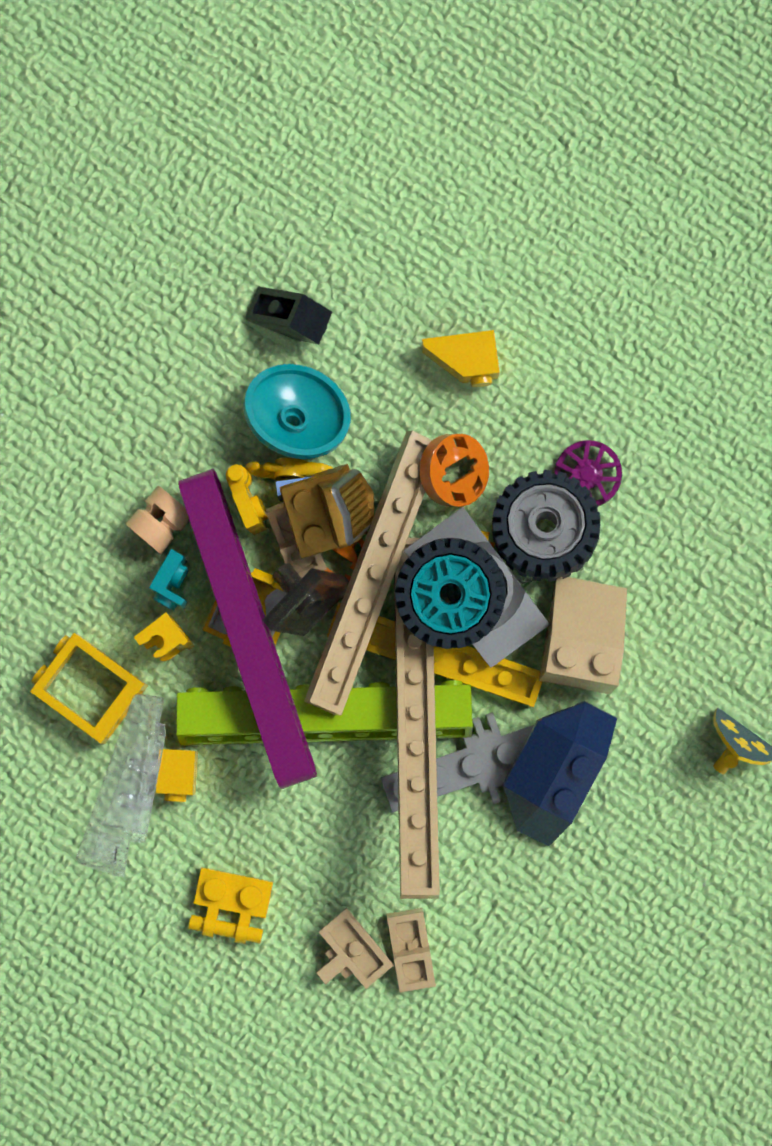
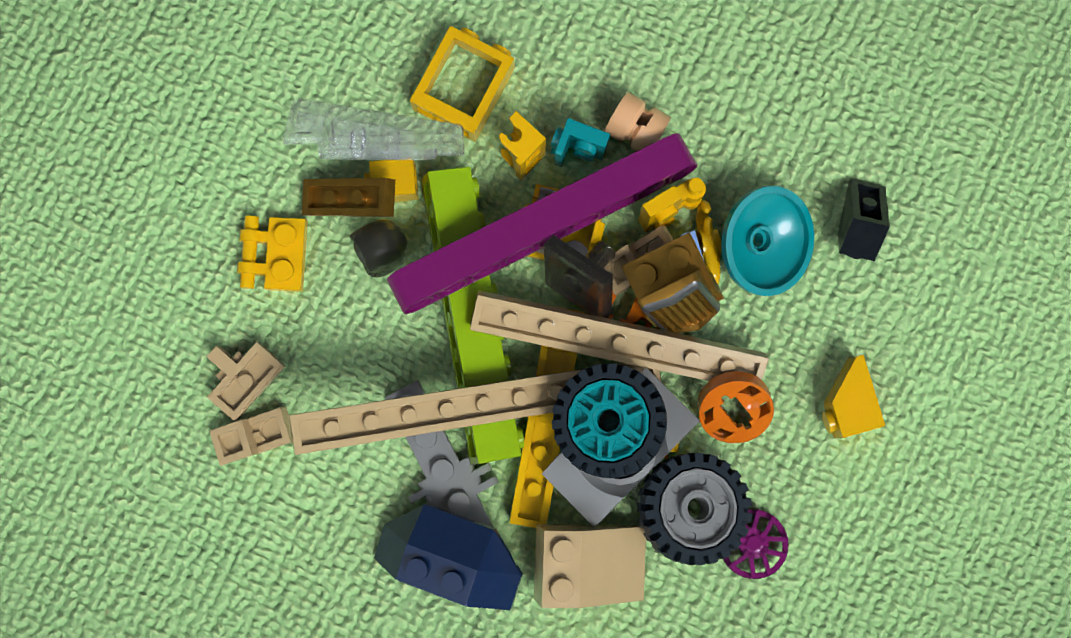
camera: 80 degrees right, 0 degrees up
(189, 818) = (349, 197): none -> pearl gold plate
(242, 792) = (380, 247): none -> clear smoke helmet

